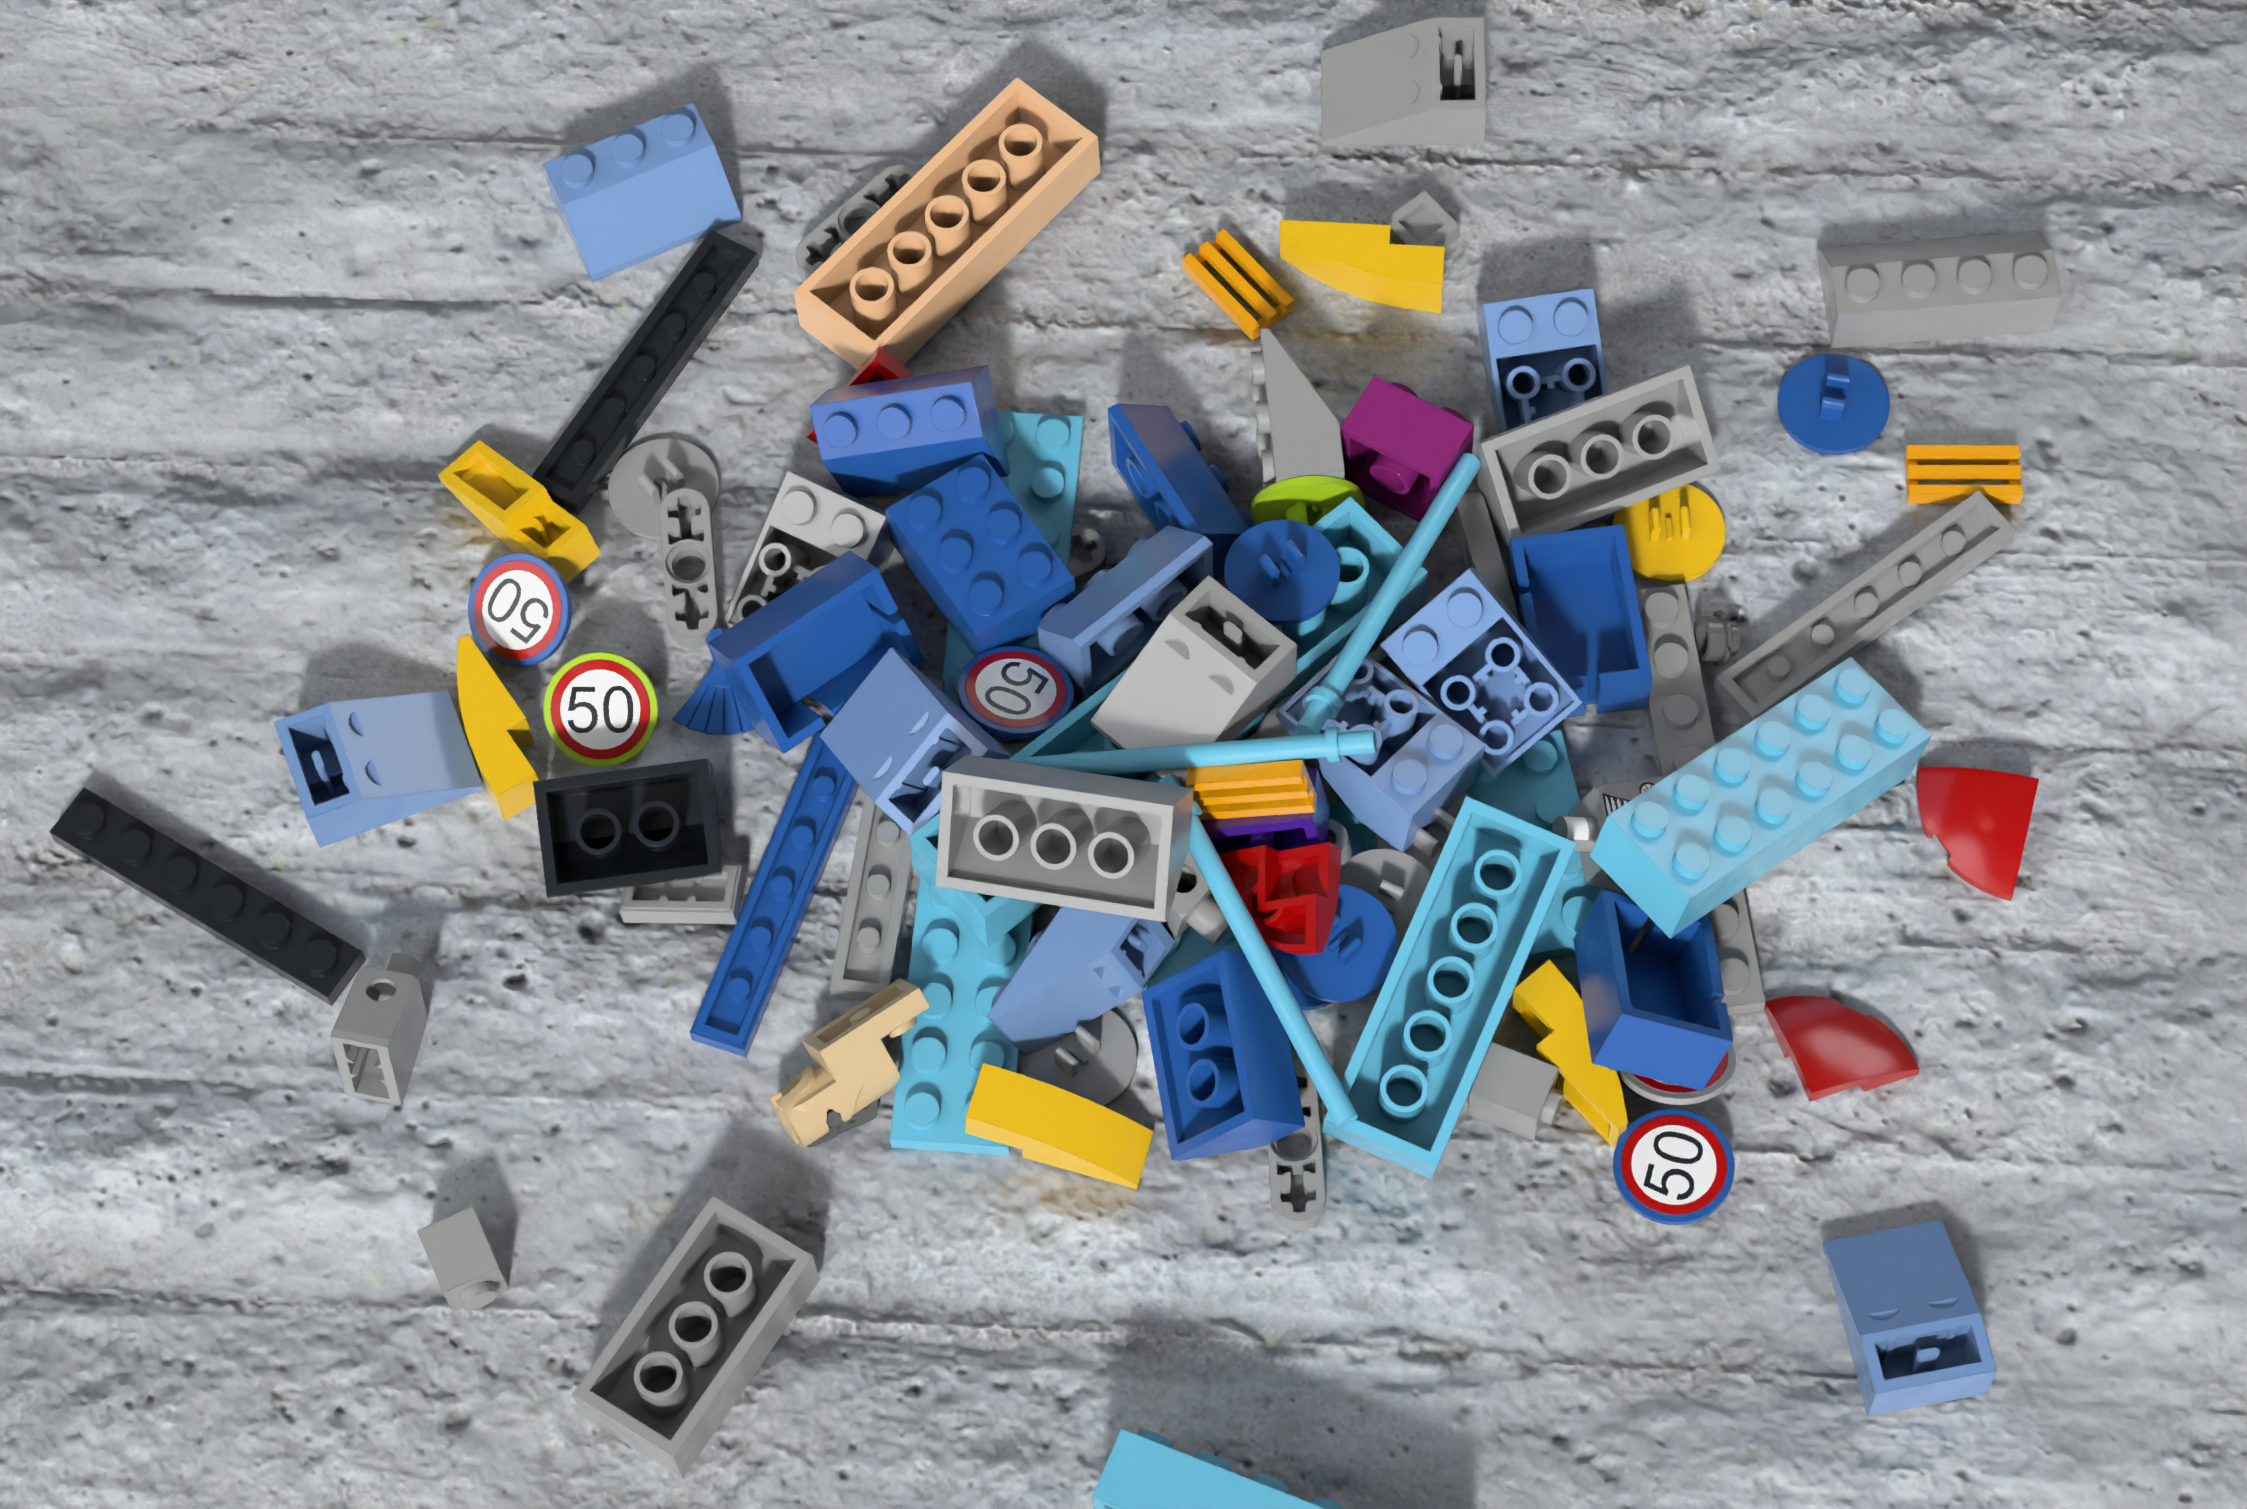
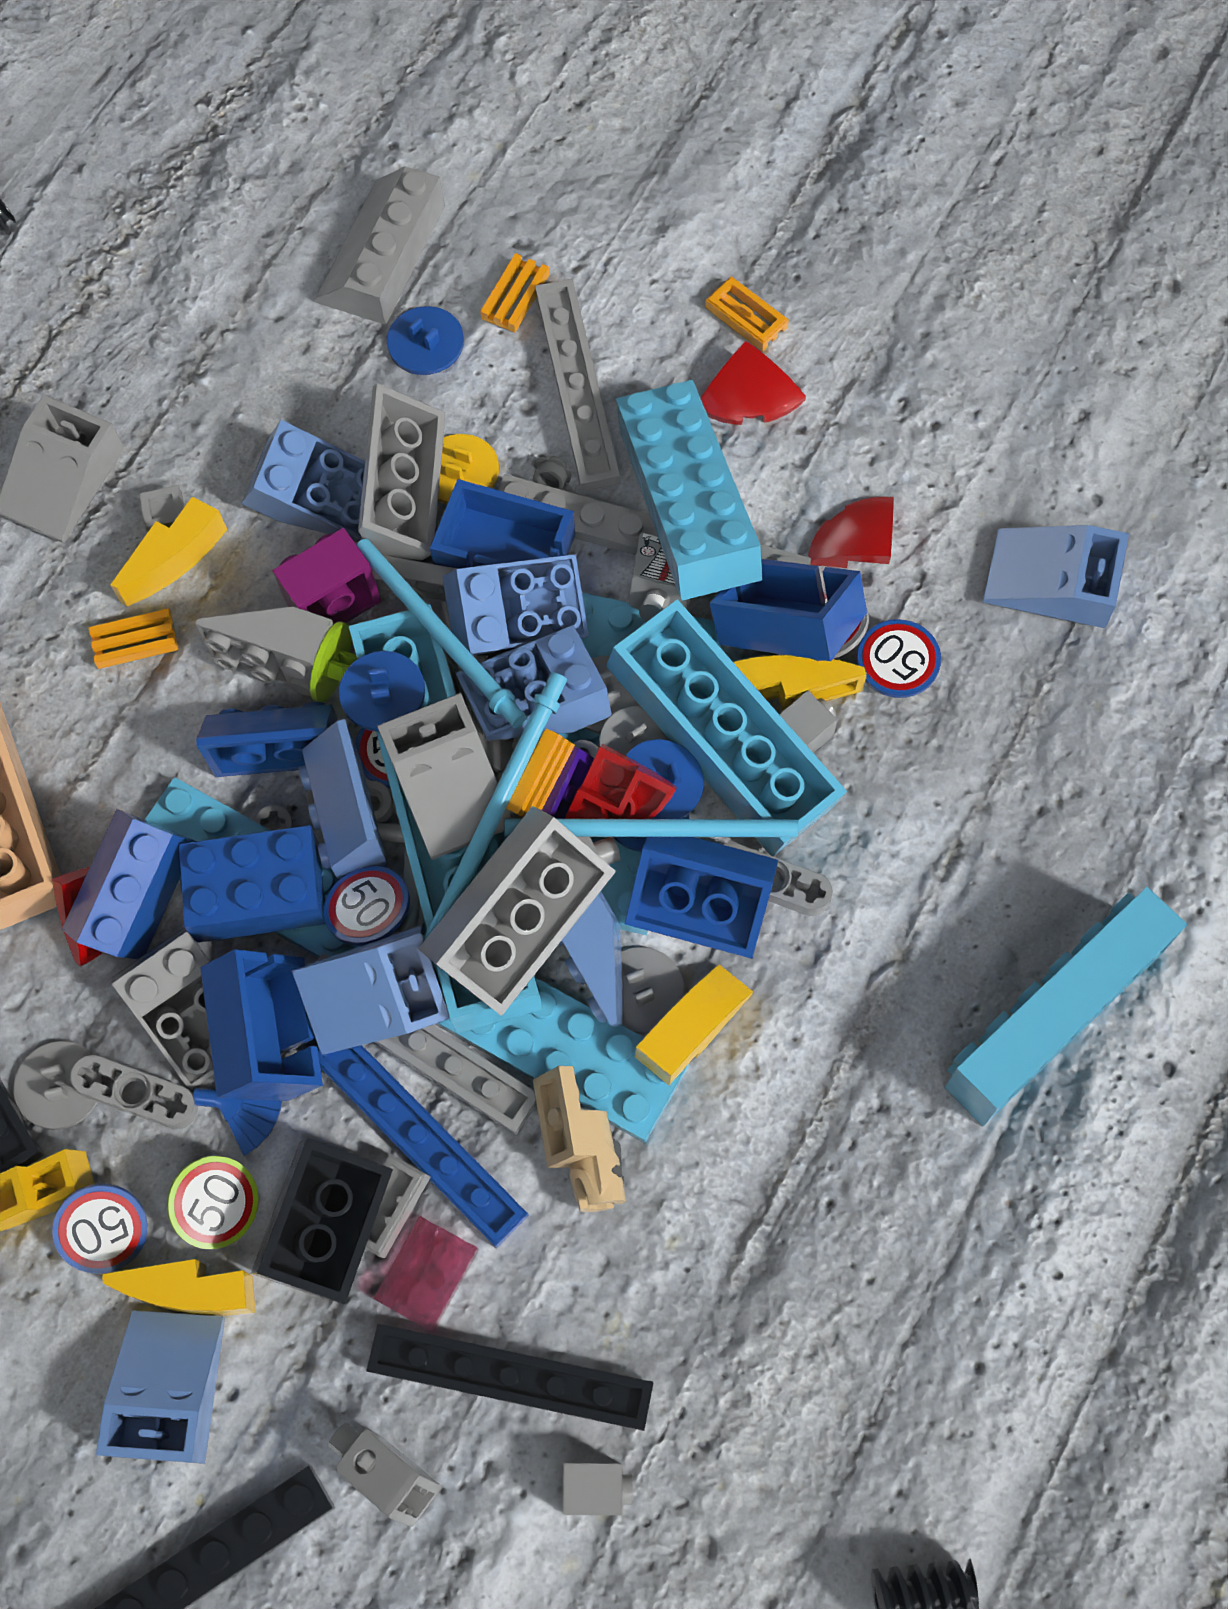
camera: 65 degrees left, 5 degrees up
(549, 1118) = (510, 1377): none -> black plate
(626, 976) = (426, 1274): none -> clear pink plate
(696, 1336) = (738, 1338): light grey brick -> none
(2087, 810) = (741, 317): none -> light orange tile

